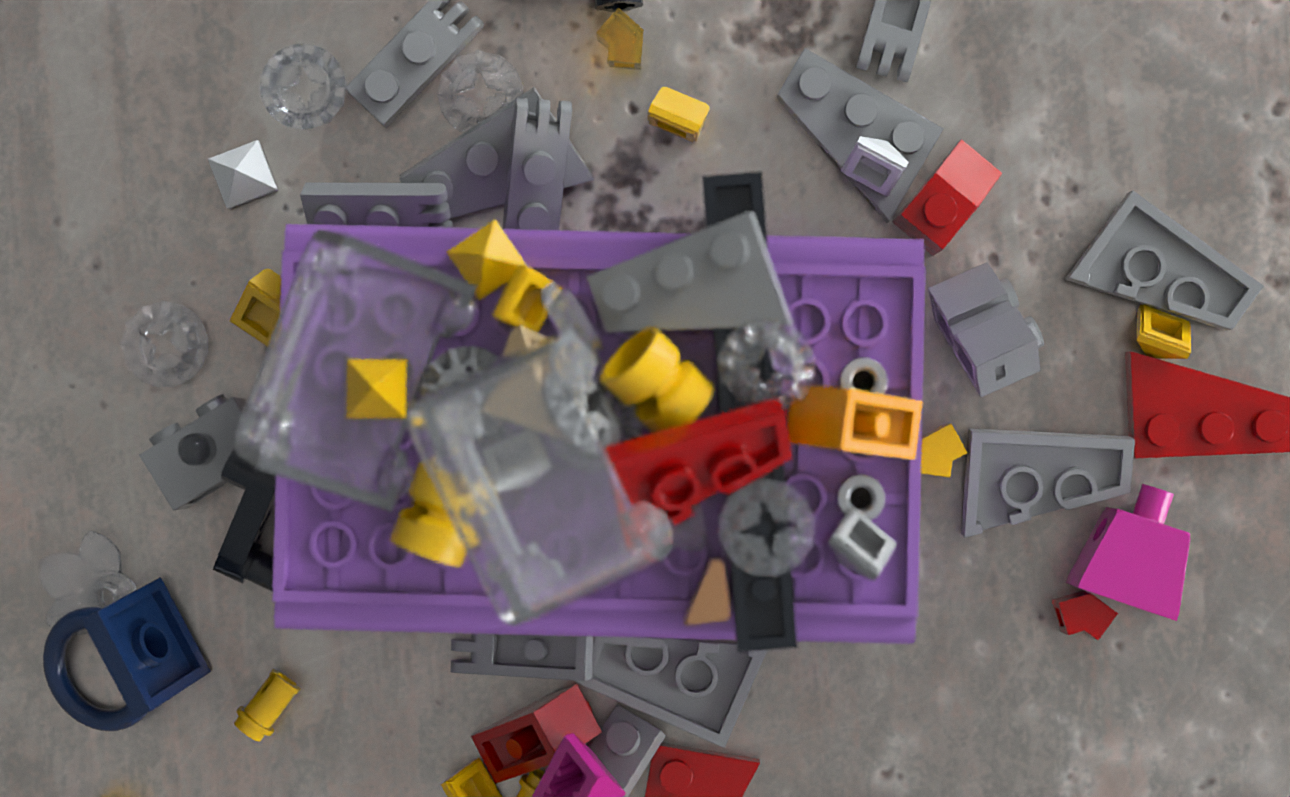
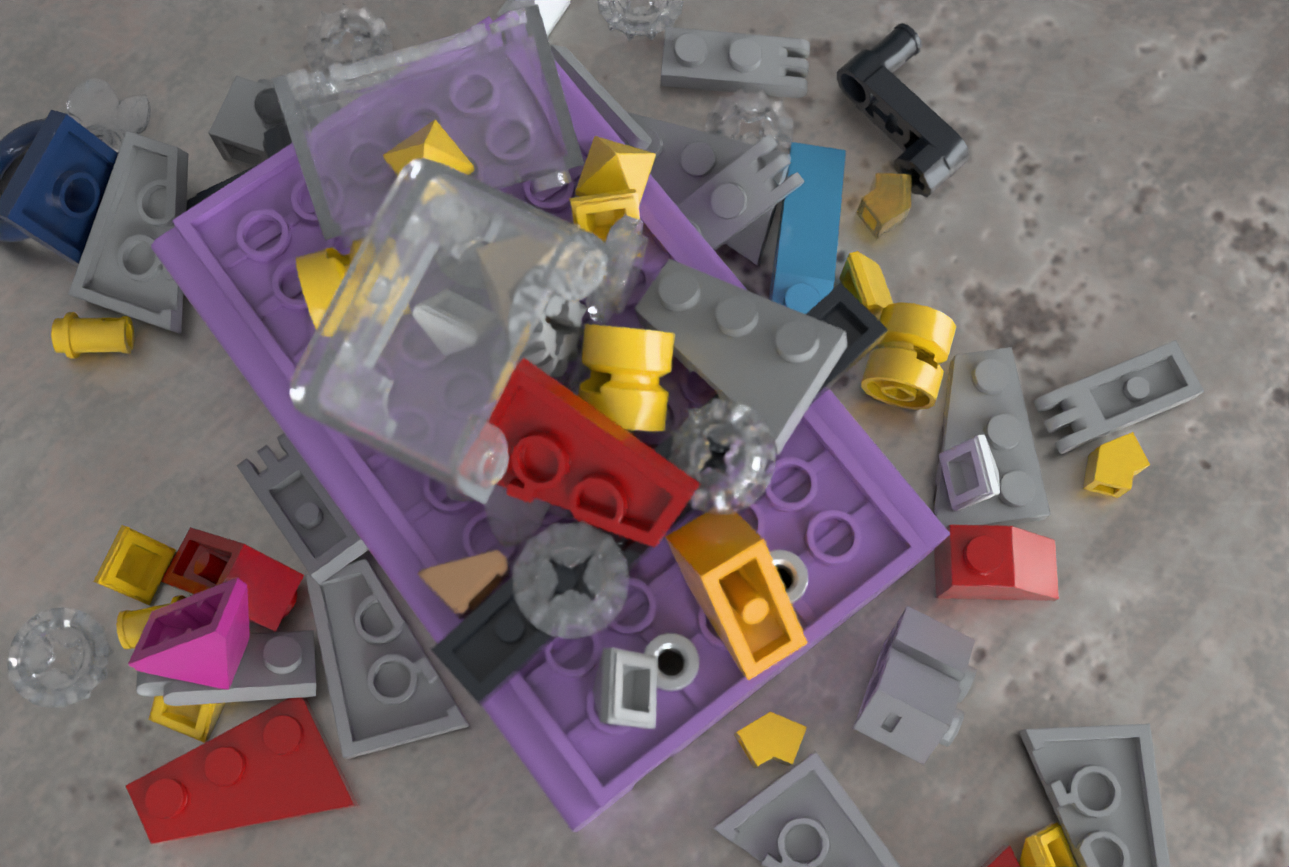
camera: 50 degrees right, 15 degrees down
(215, 619) = (137, 208): none -> light grey wing
(610, 131) = (809, 229): none -> dark azure slope
(753, 130) = (907, 360): none -> yellow wheel
(945, 50) = (1113, 465): none -> yellow piece

